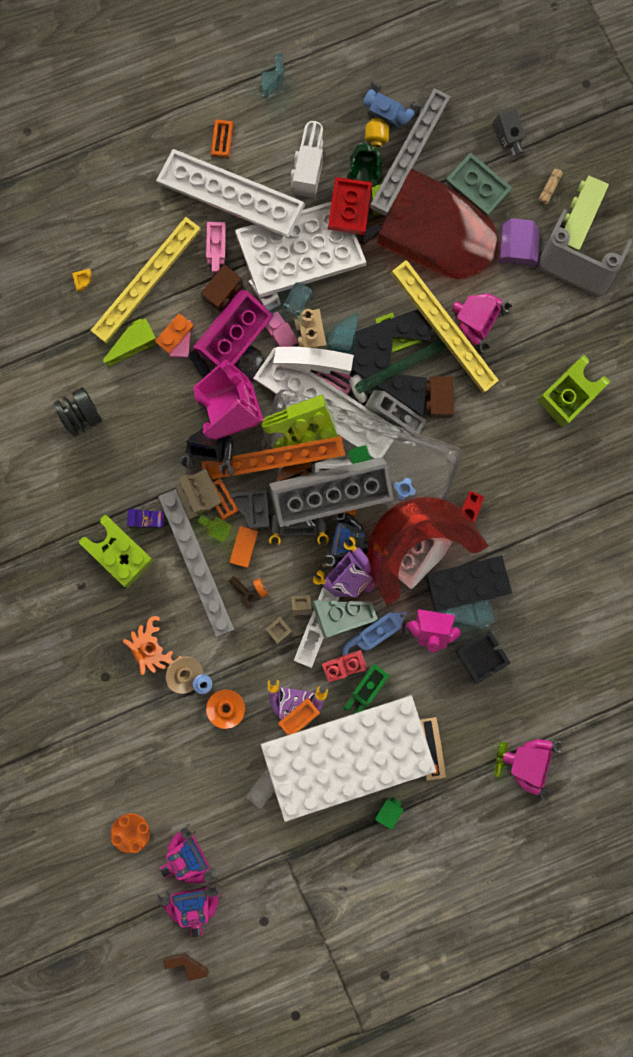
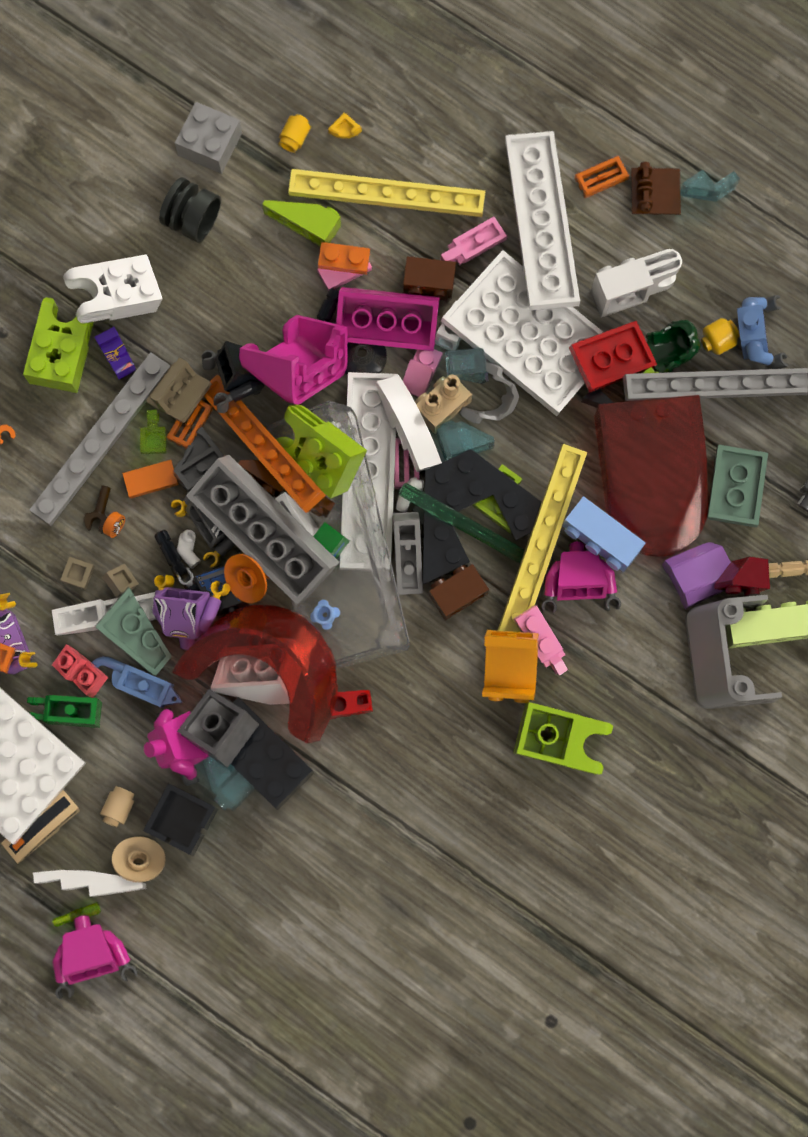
camera: 55 degrees right, 5 degrees down
(33, 370) = (208, 137): none -> light grey brick
(66, 313) = (294, 133): none -> yellow brick
(103, 491) = (117, 287): none -> white brick
(253, 111) = (655, 190): none -> reddish brown hinge
(304, 563) = (170, 553): none -> black axle
(305, 552) = (185, 548): none -> white arm
(336, 291) = (509, 400): none -> light grey helmet
(355, 522) = (245, 578): none -> orange dish
(443, 596) = (218, 727): none -> flat silver slope
(447, 692) = (117, 806): none -> tan brick
(463, 284) = (603, 535): none -> light blue slope
(484, 693) = (141, 851): none -> tan dish
(490, 731) = (98, 883): none -> white slope
(503, 364) = (549, 648): none -> bright pink hinge
(509, 393) = (510, 665): none -> light orange panel
(541, 216) = (746, 576): none -> dark red slope

